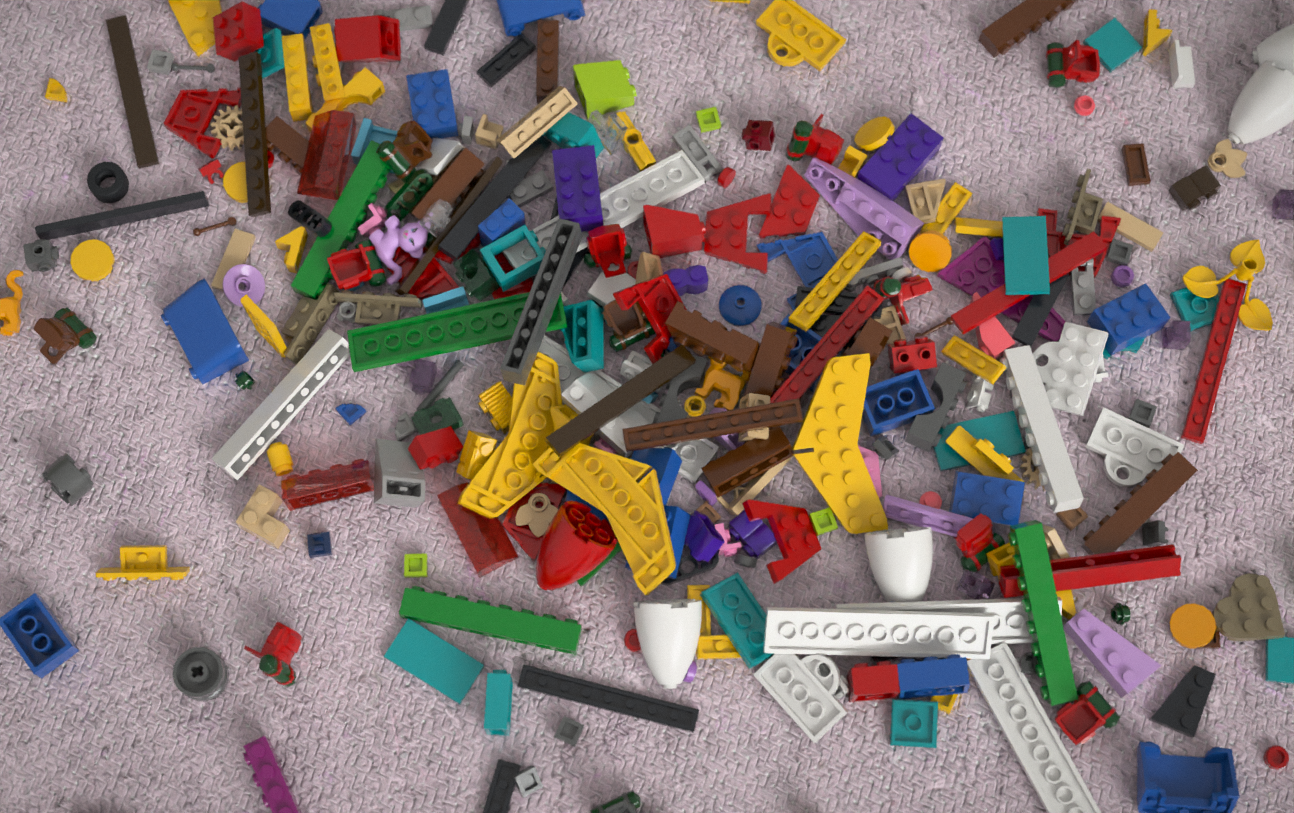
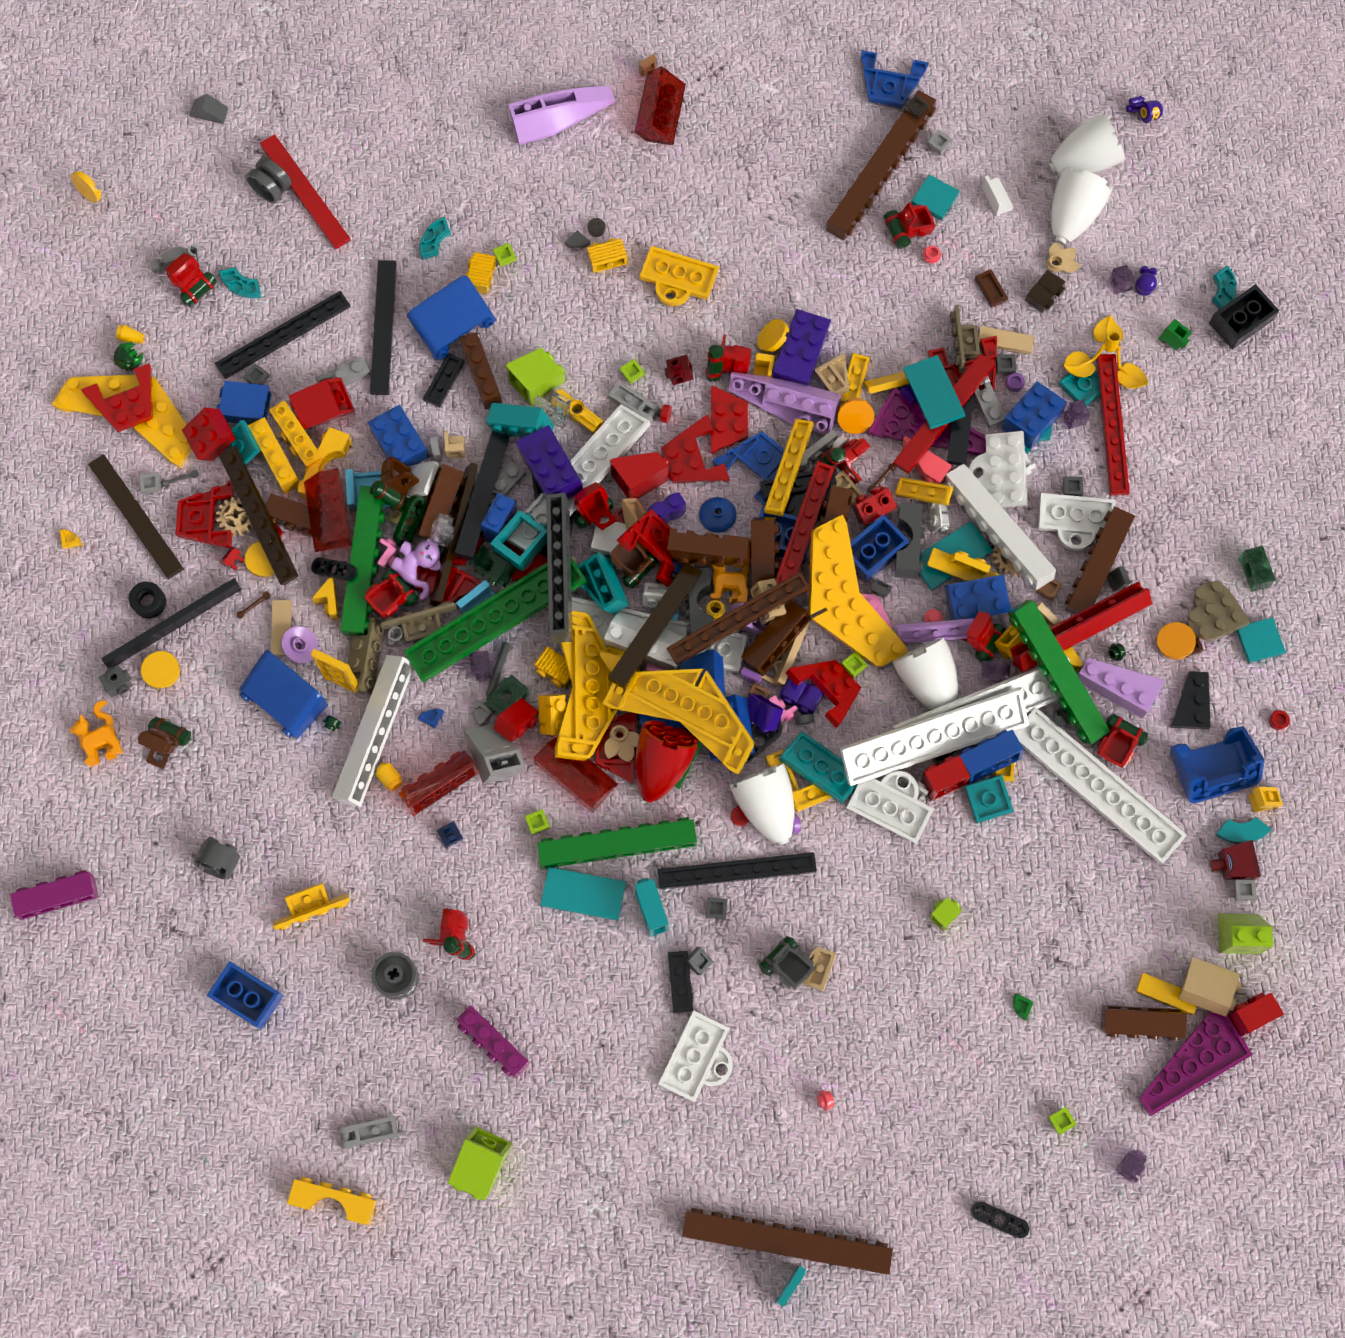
camera: 20 degrees left, 0 degrees up
(258, 517) = (392, 833): tan brick -> none
(537, 121) = (493, 421): tan fence -> none
(1152, 35) = (964, 178): yellow slope -> none

